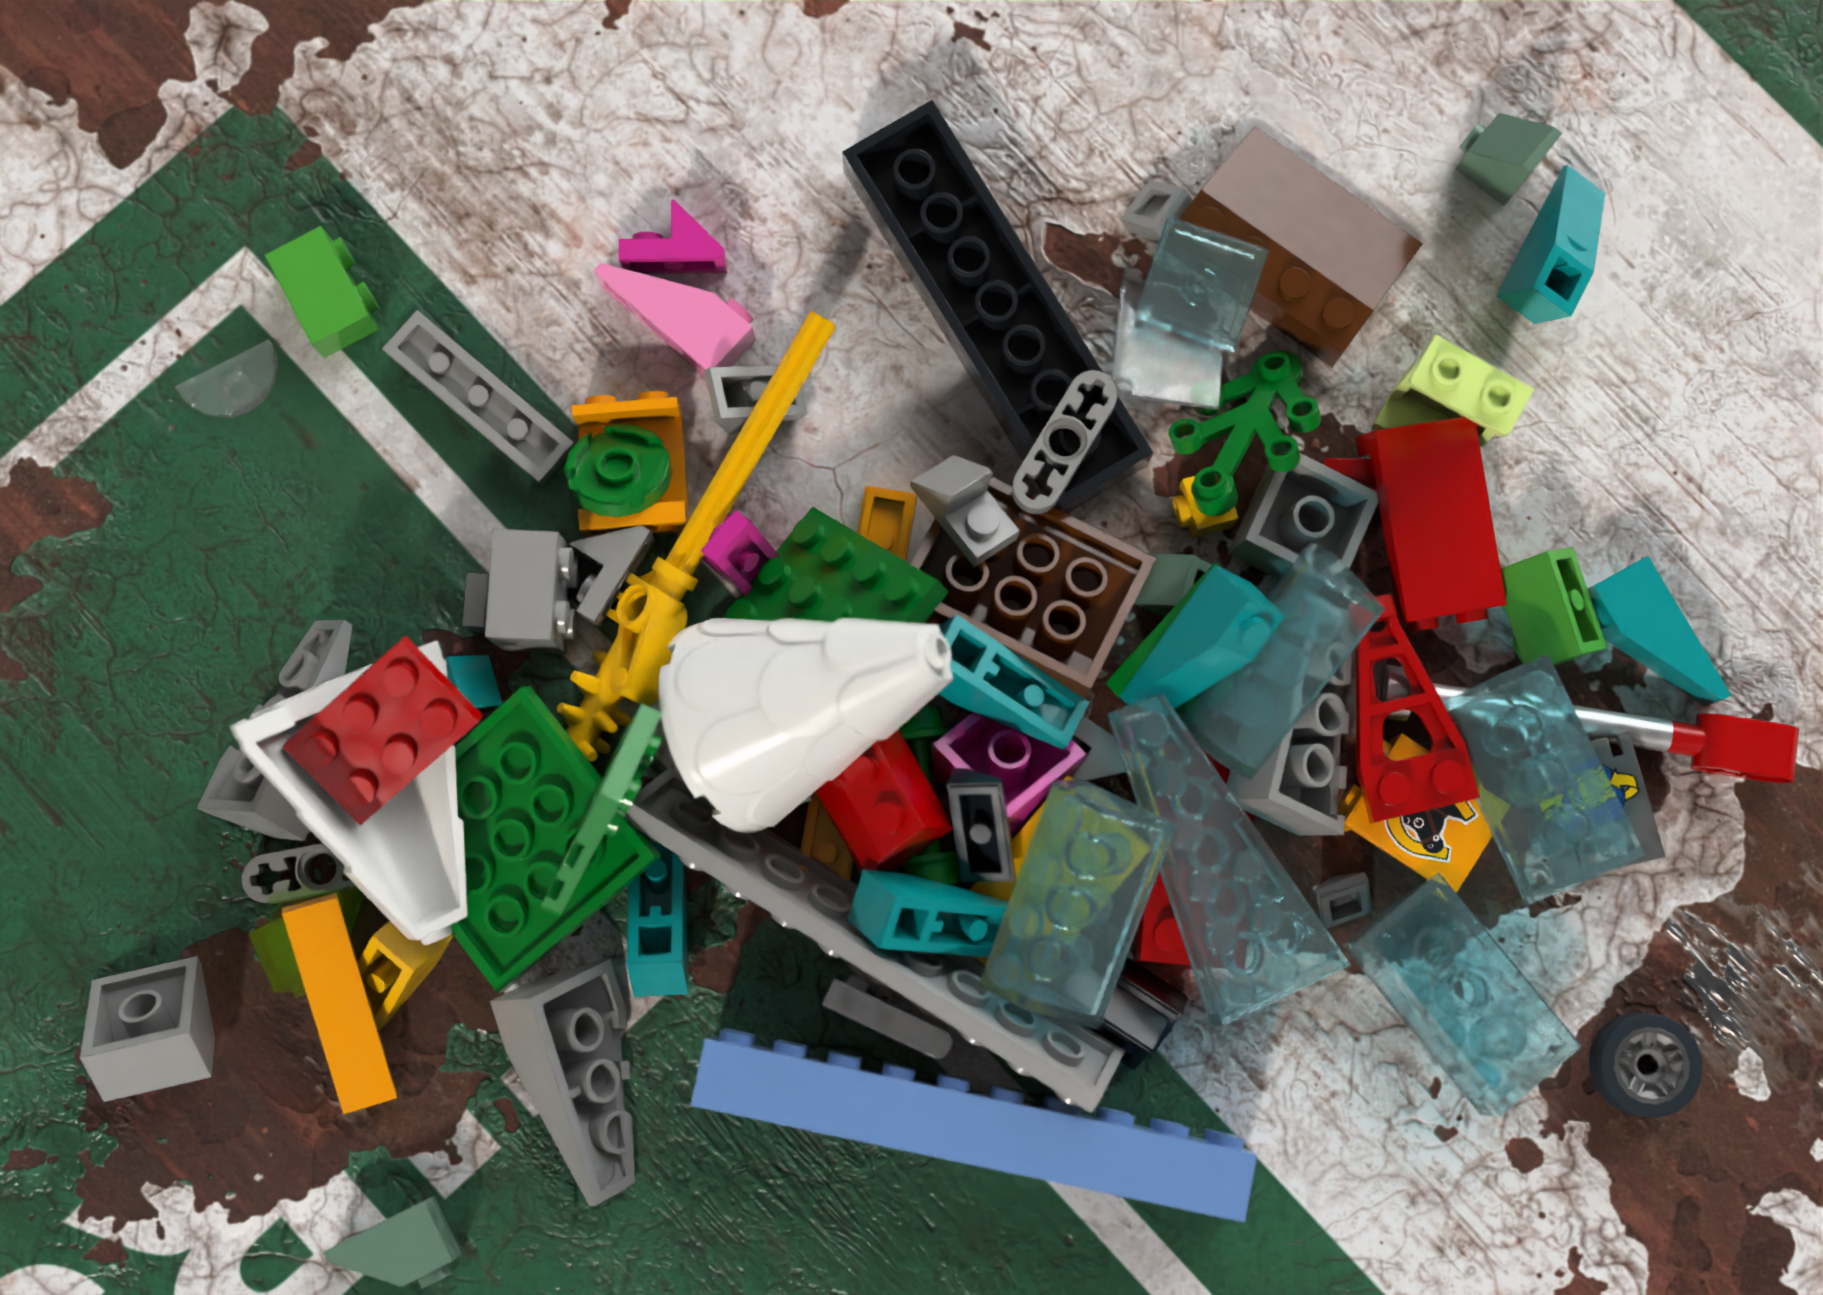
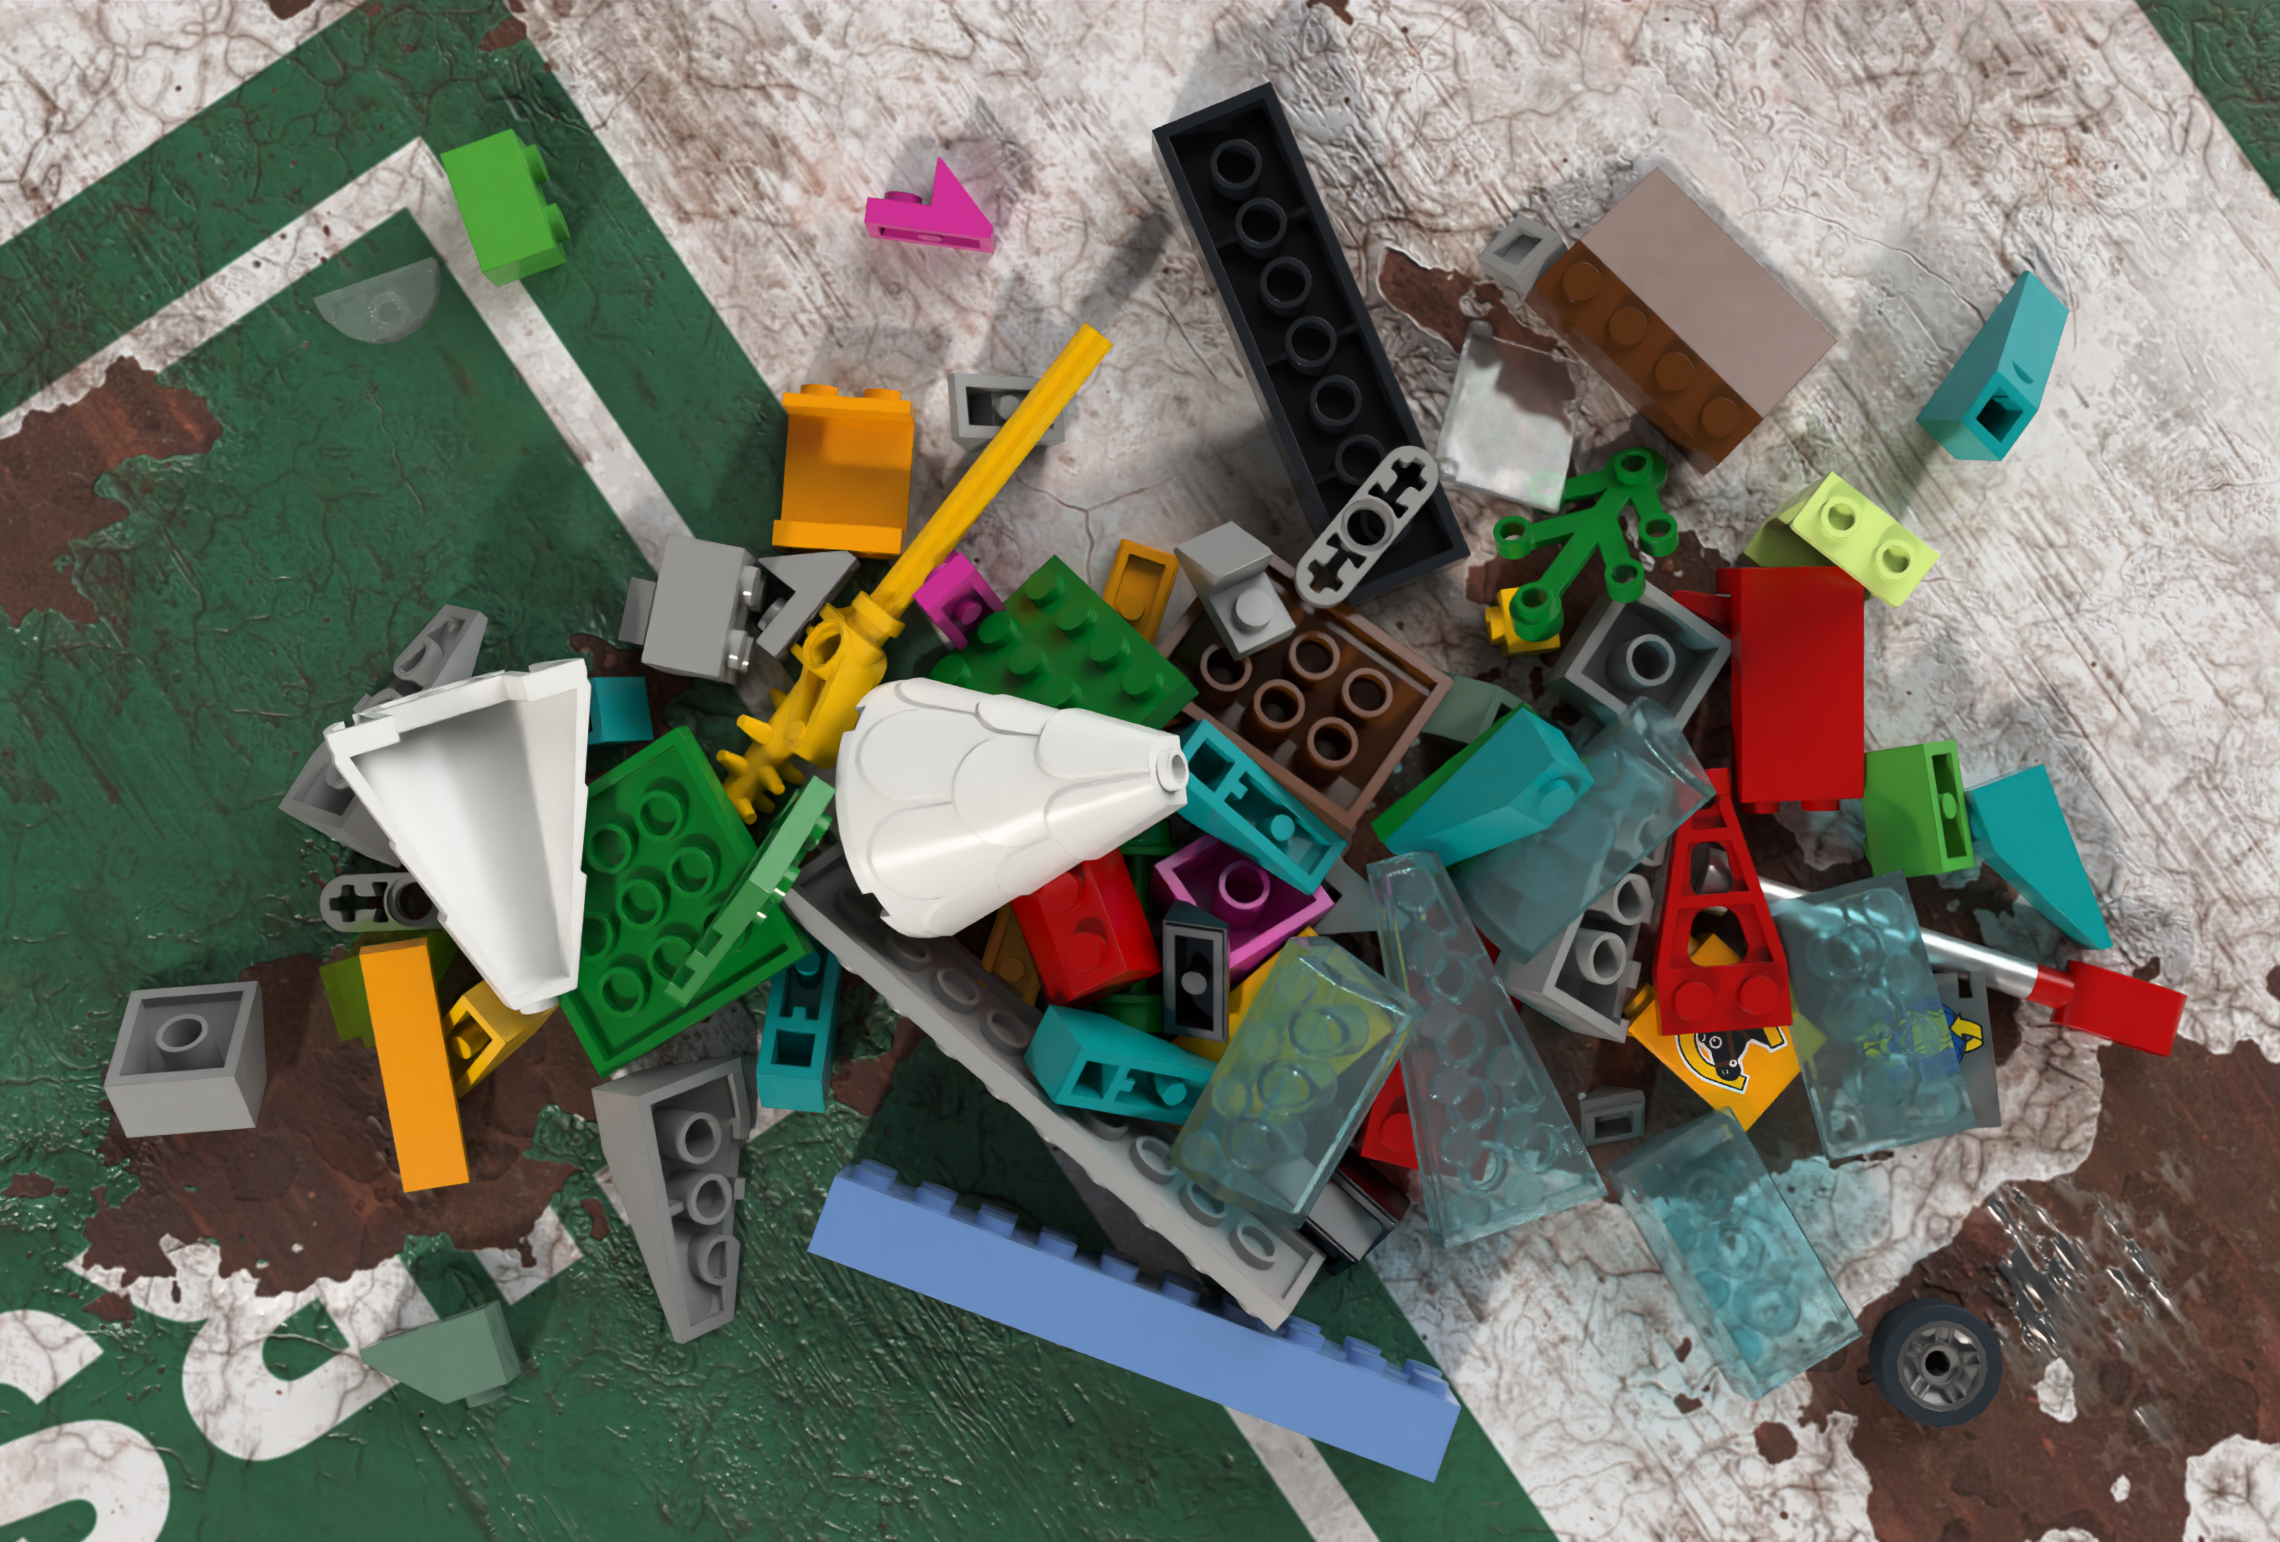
camera: 10 degrees right, 5 degrees up
(382, 730) = (505, 757): red plate -> none
(479, 397) = (675, 364): light grey plate -> none
(618, 470) = (828, 479): green tile -> none
(684, 317) = (937, 305): bright pink slope -> none
(855, 1003) = (1053, 1179): flat silver container -> none
(1201, 284) = (1561, 356): clear light blue tile -> none
(1505, 154) = (1956, 247): sand green slope -> none

